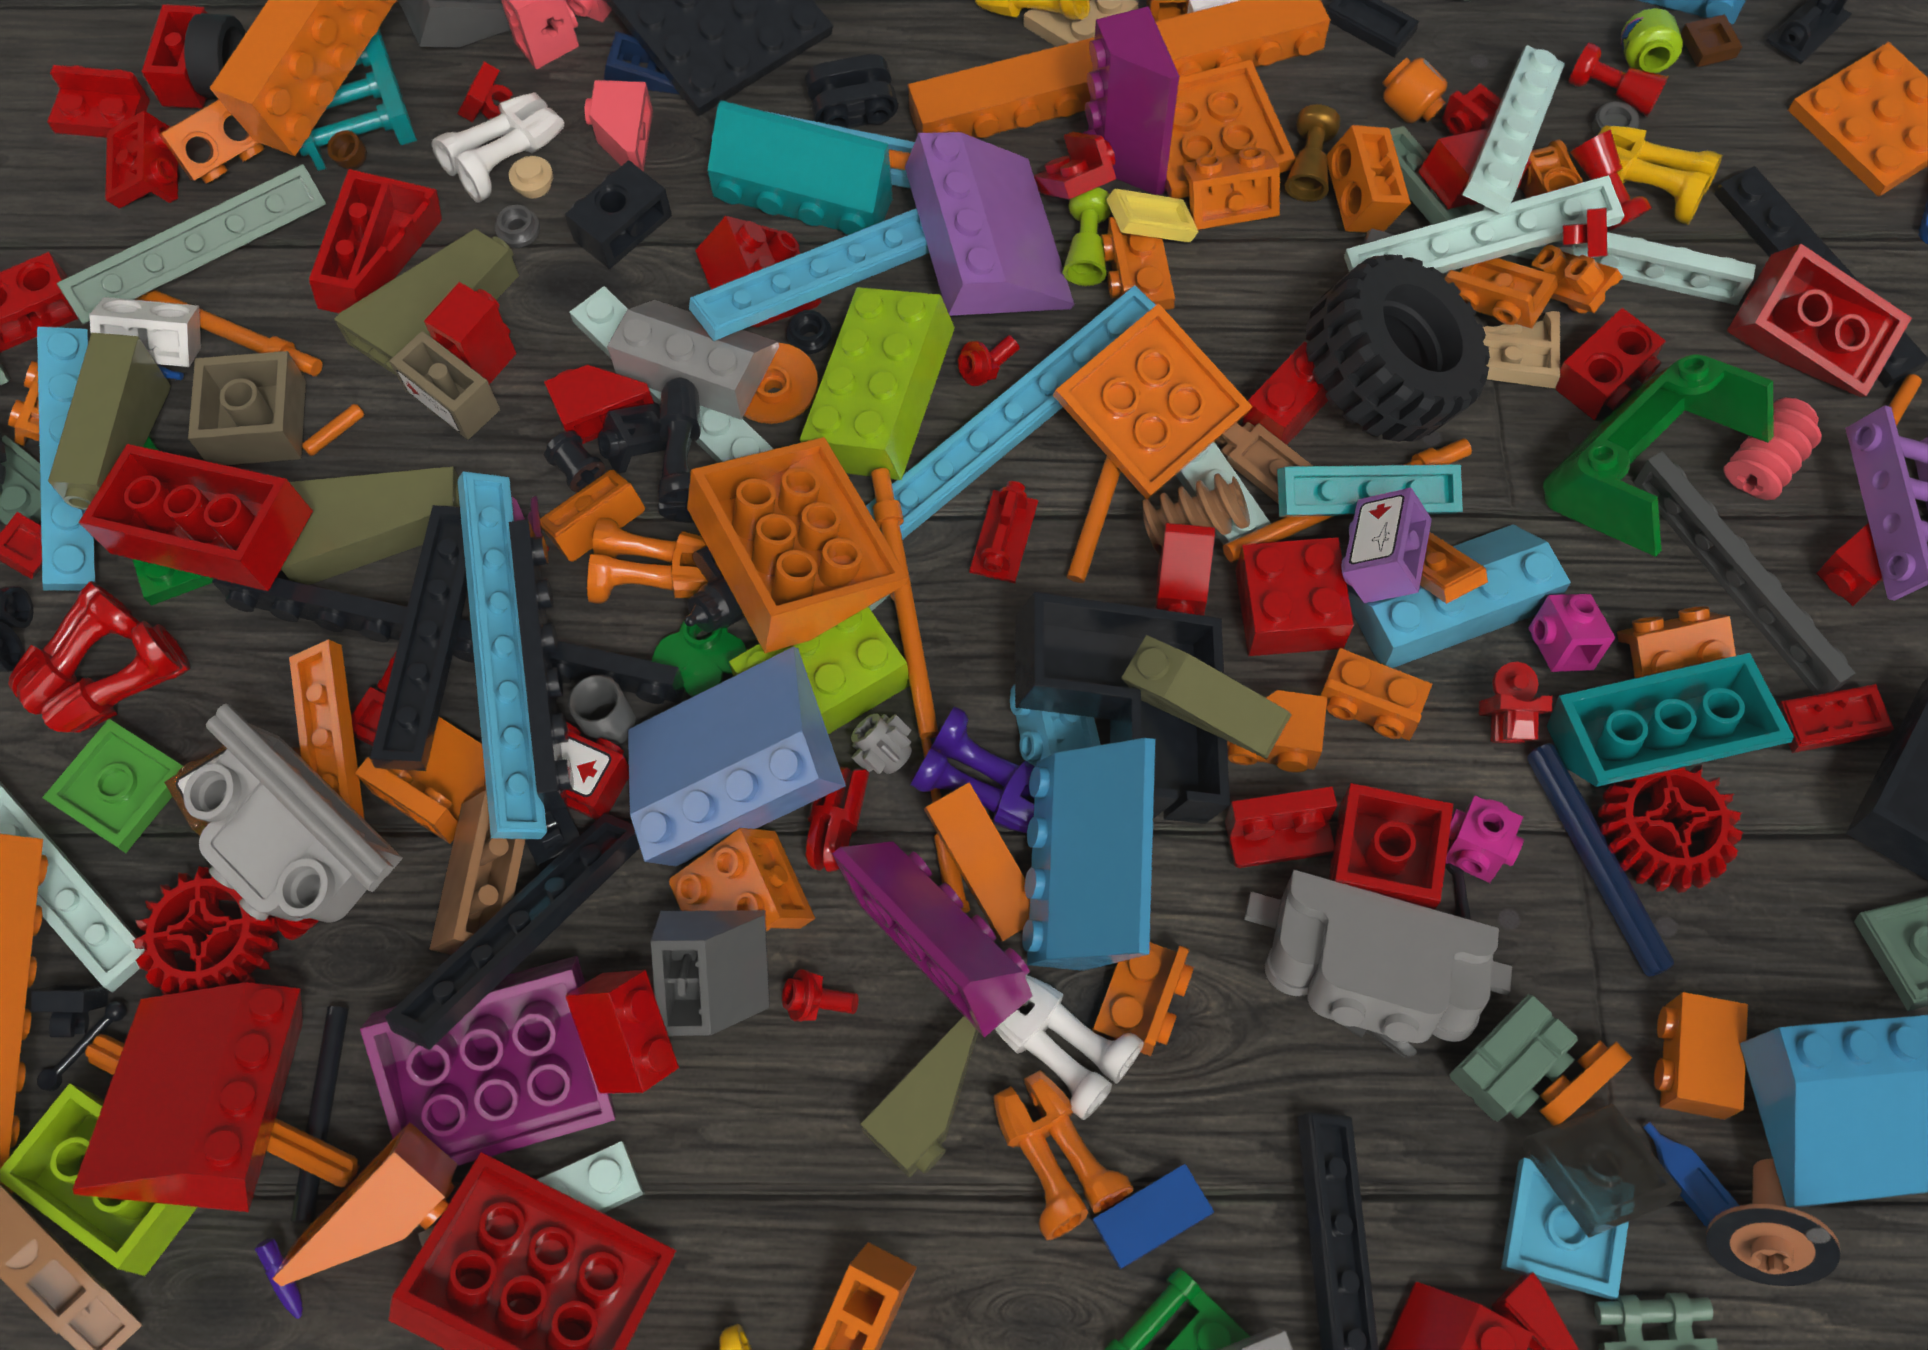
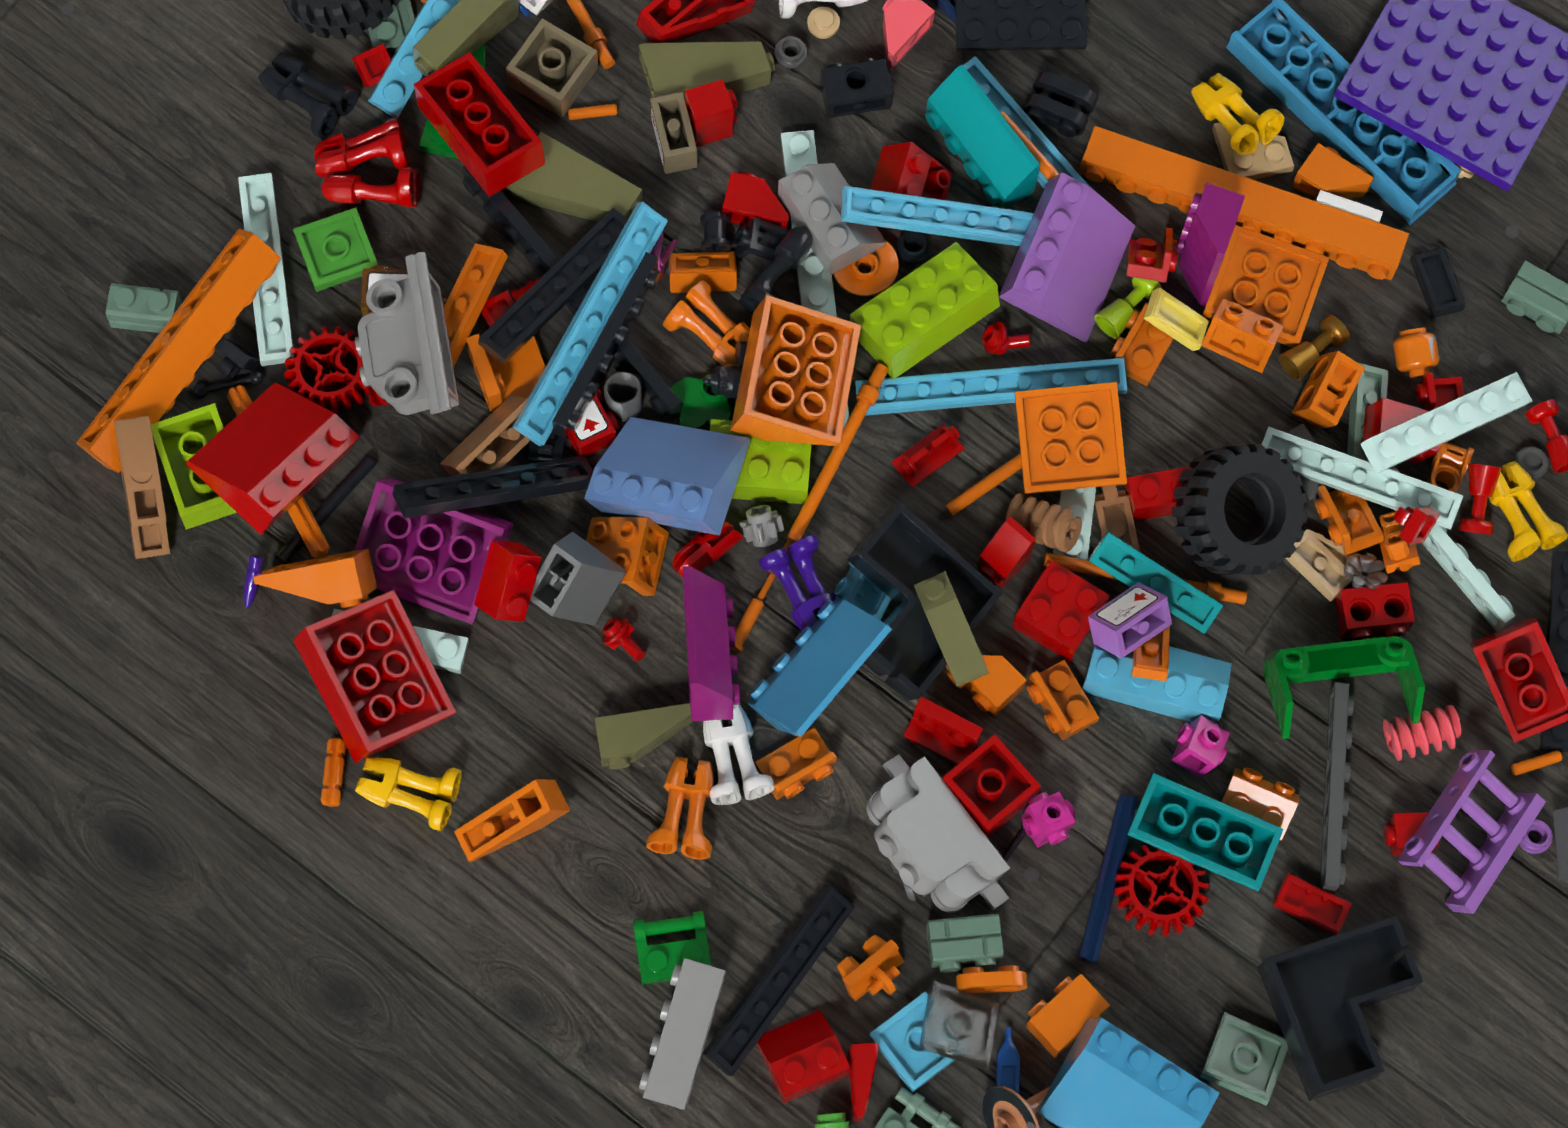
camera: 30 degrees right, 5 degrees up
(982, 859) = (766, 628): orange tile -> none
(1152, 1216) = (710, 877): blue tile -> none
(1433, 1203) = (875, 971): none -> orange hips
(1513, 708) = (1129, 761): red hips -> none
(1569, 331) = (1364, 573): none -> flat silver plant

